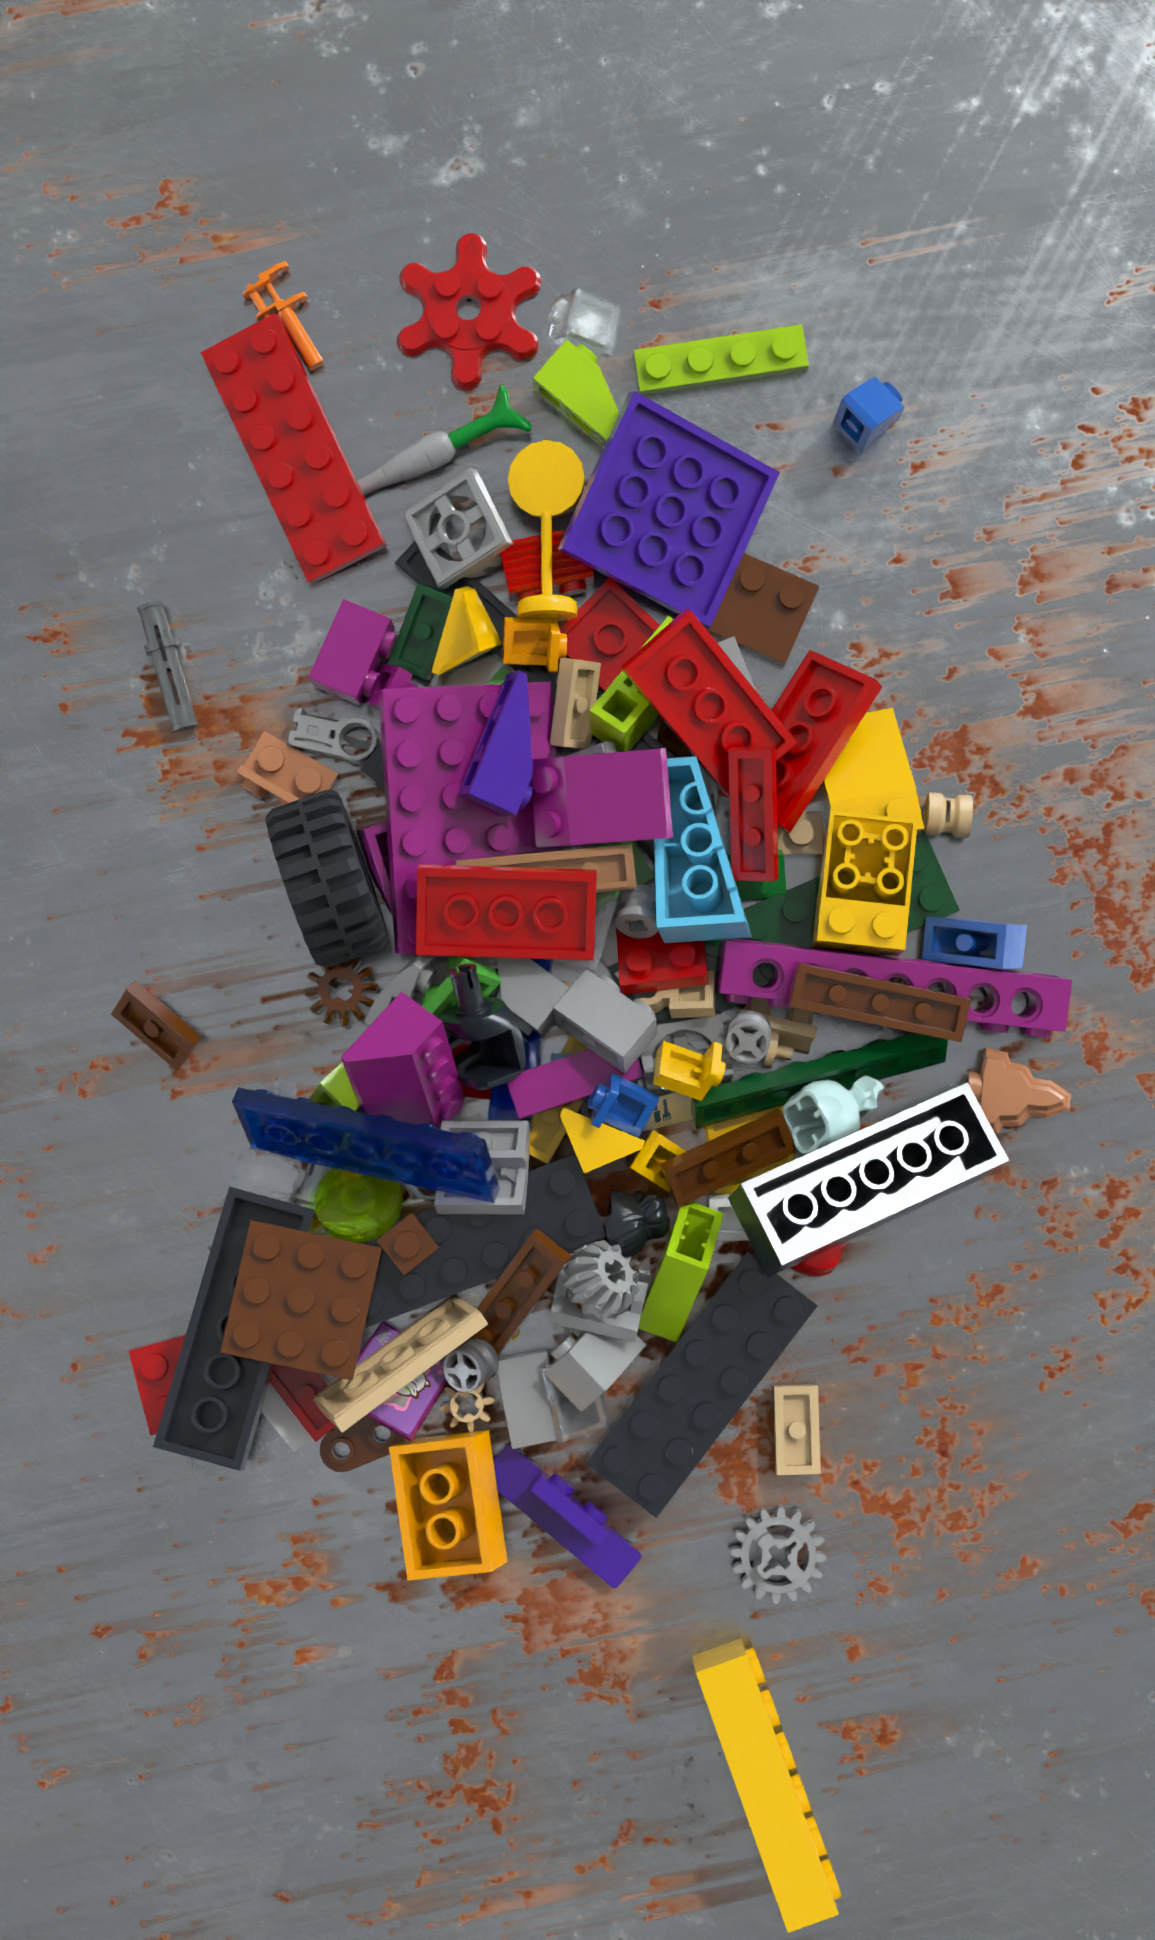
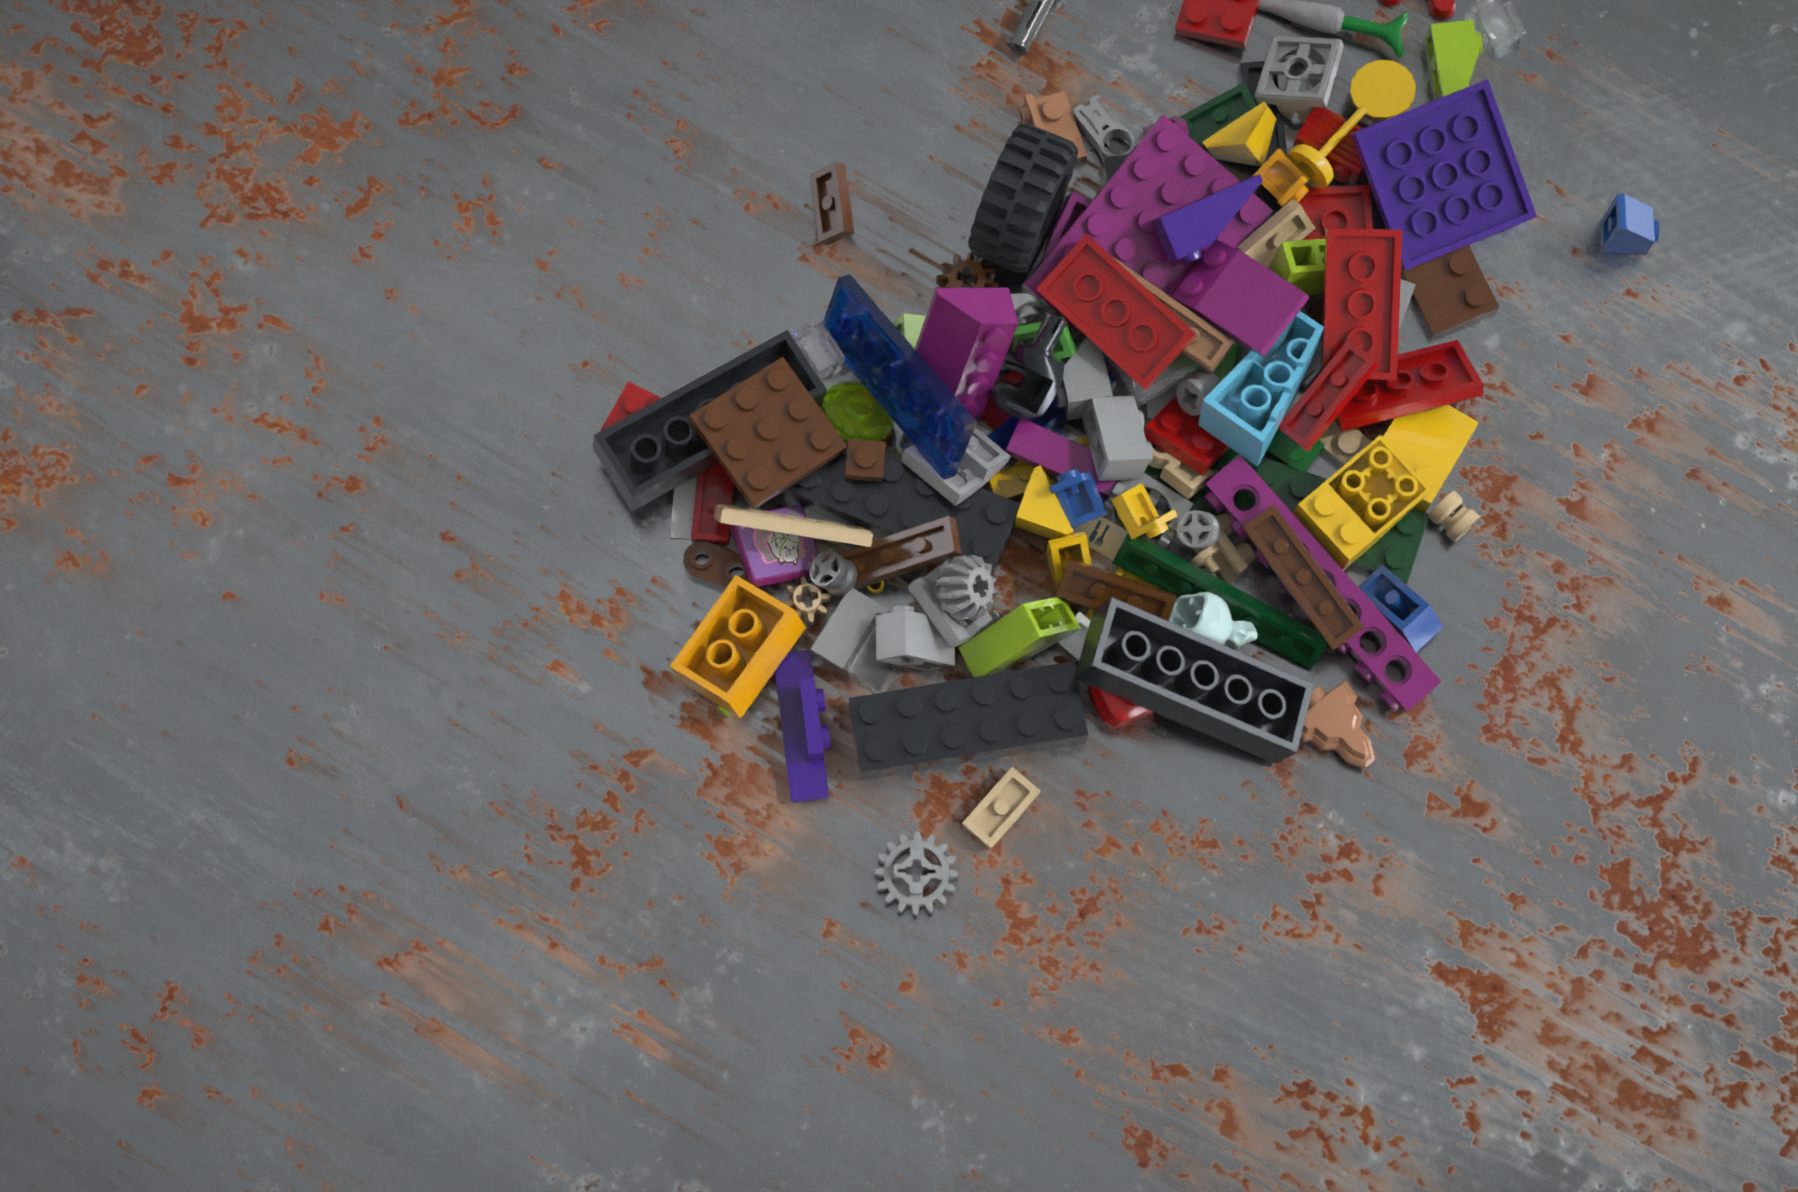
camera: 45 degrees right, 10 degrees down
(353, 653) = (1163, 89): magenta brick -> none
(635, 1220) = (1019, 581): black hair -> none
(721, 360) = (1561, 121): lime plate -> none
(769, 1796) = (773, 1003): yellow brick -> none

